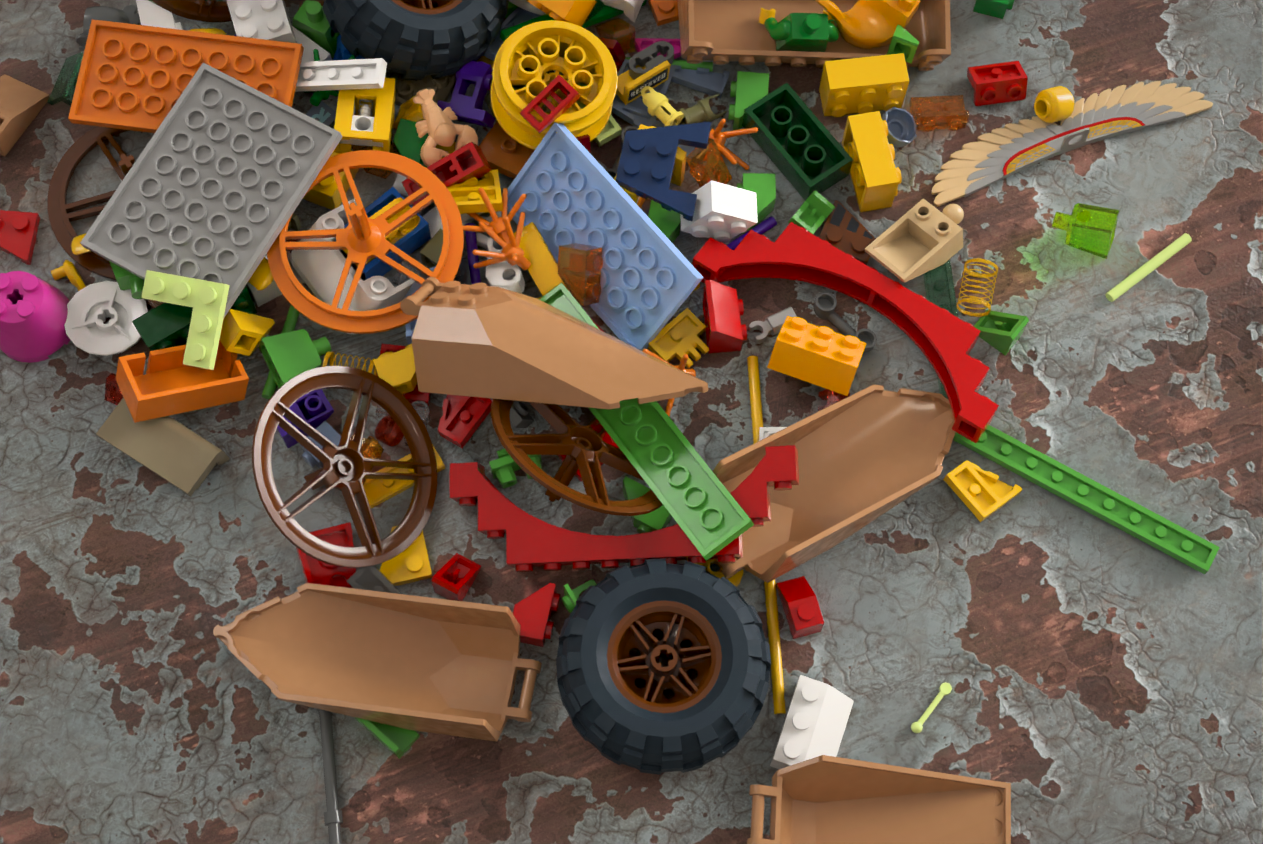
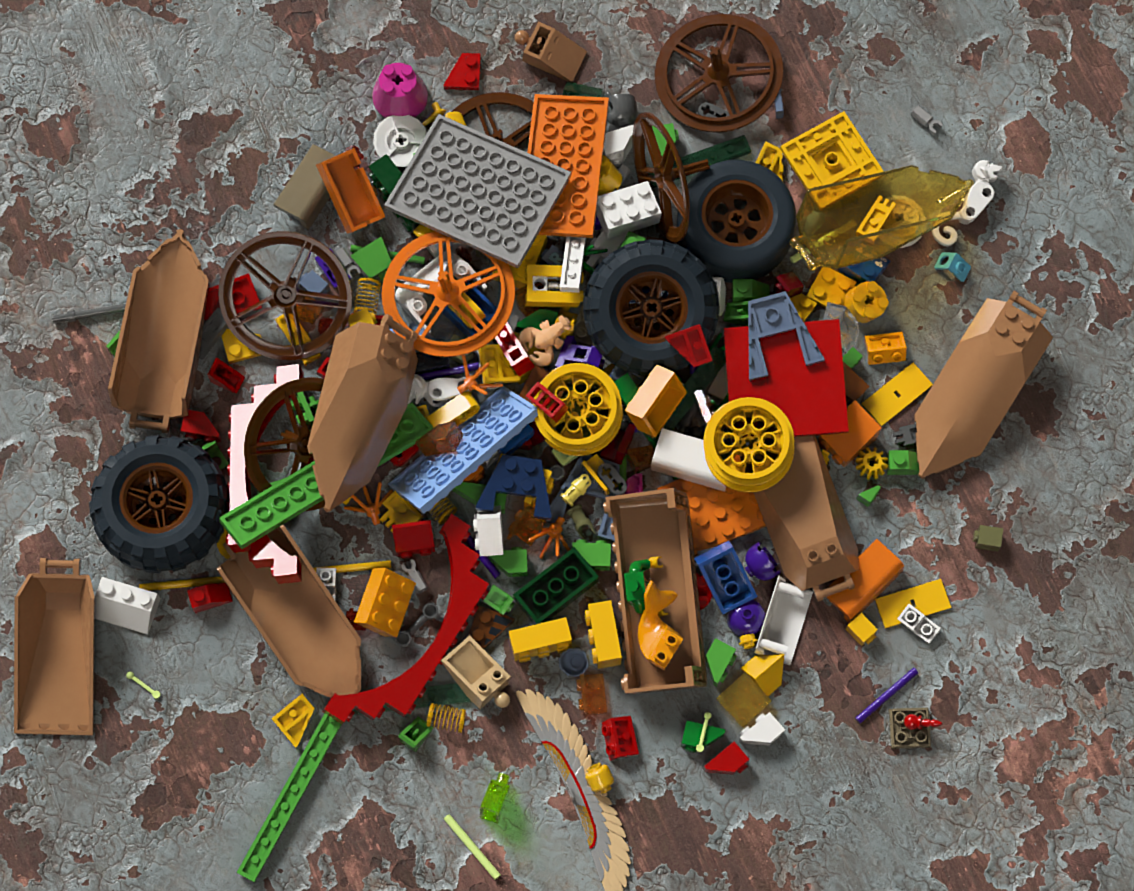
camera: 90 degrees right, 5 degrees up
(208, 306) = (389, 197): yellowish green plate -> none
(243, 331) = (387, 225): yellow slope -> none
(511, 252) = (449, 391): orange plant -> none
(903, 43) = (632, 658): bright green slope -> none

